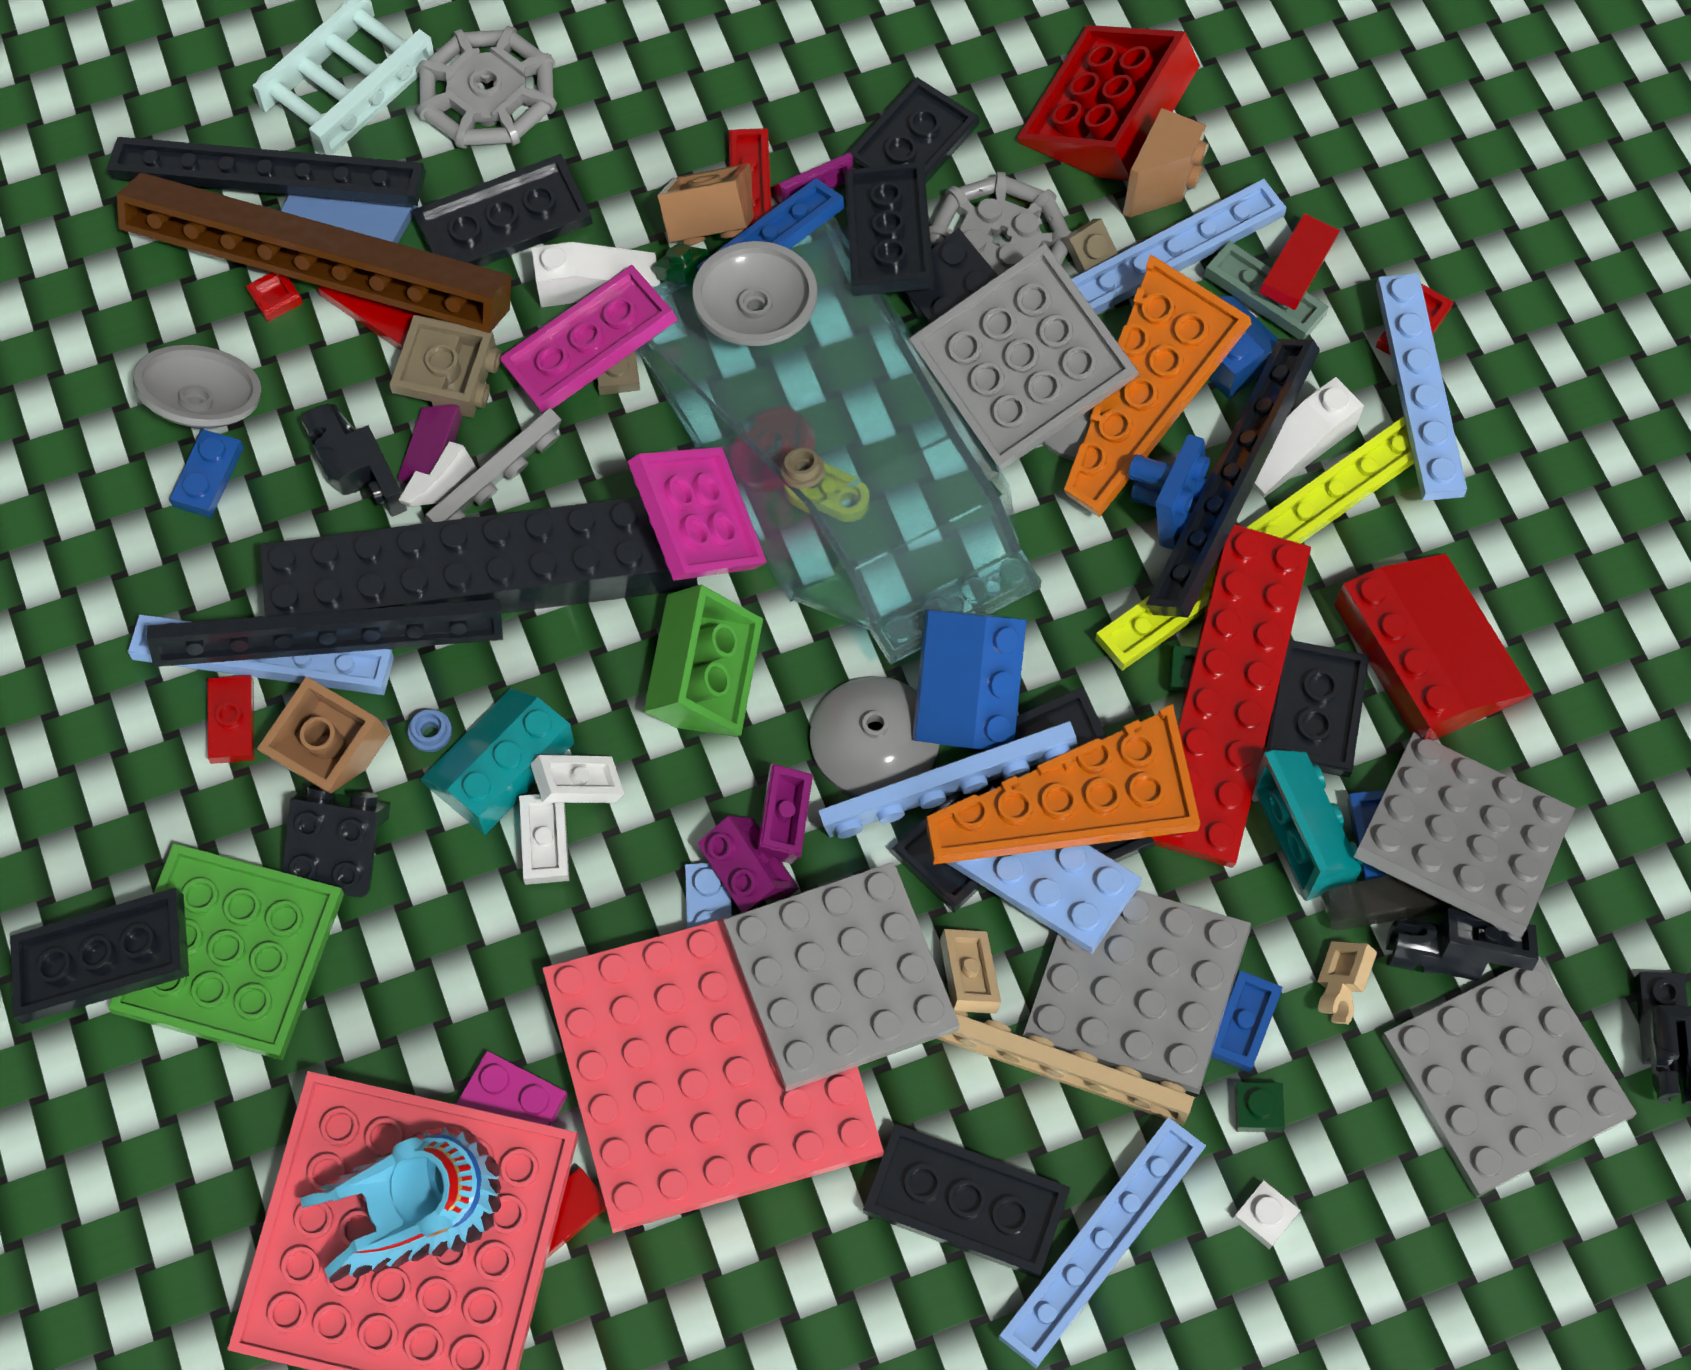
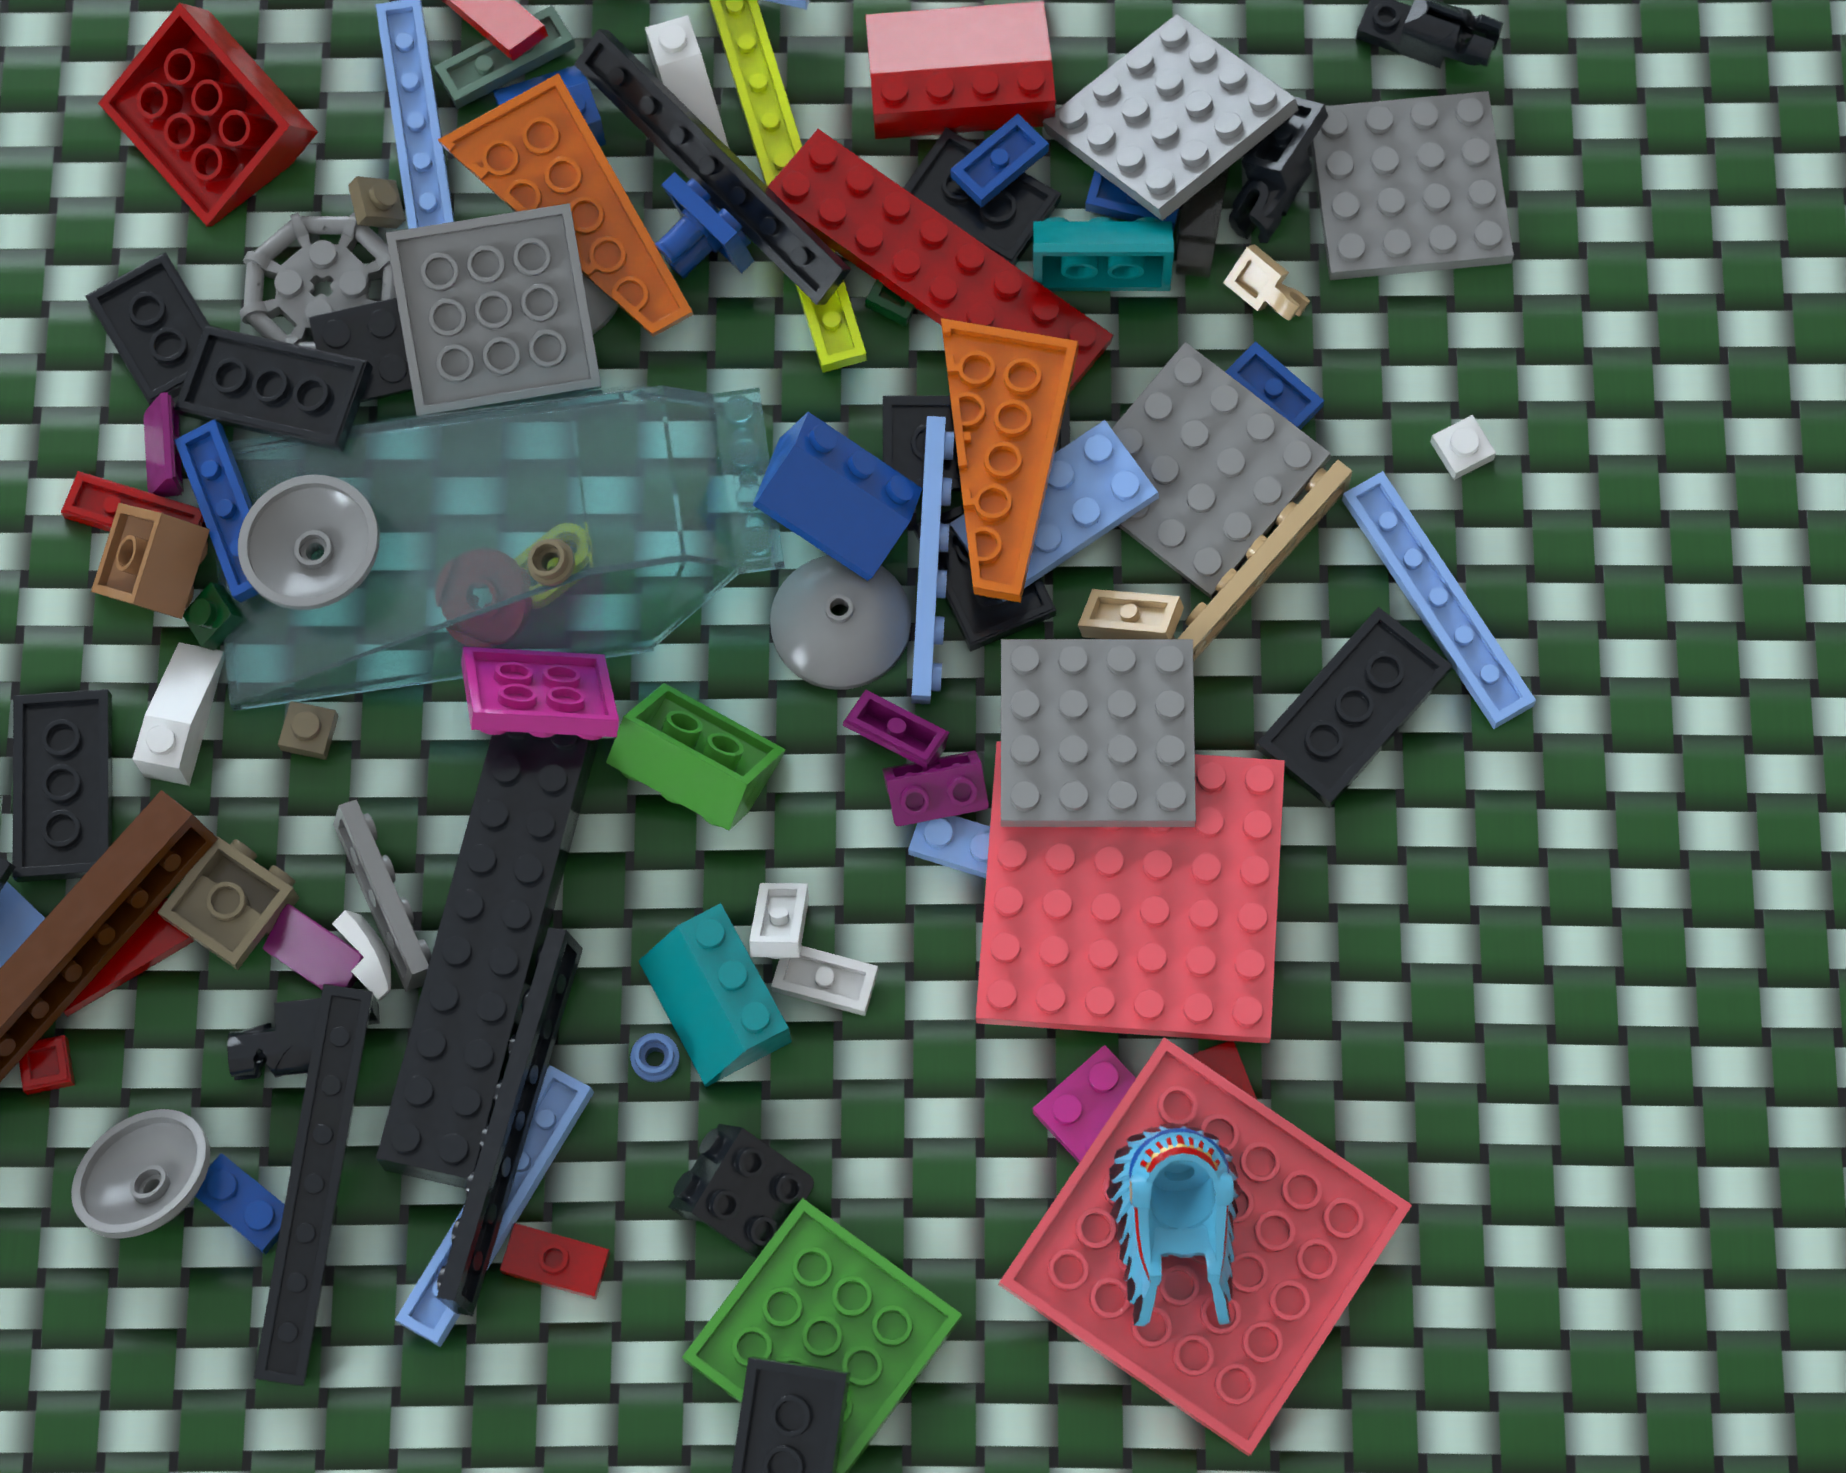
camera: 65 degrees left, 5 degrees up
(228, 510) = (313, 1185): none -> black plate
(324, 737) = (629, 1162): medium nougat slope -> none
(588, 339) = (267, 741): dark pink plate -> none
(1166, 164) = (319, 86): medium nougat slope -> none
(1259, 1107) = (1359, 412): dark green plate -> none
(1354, 705) = (999, 160): none -> blue plate

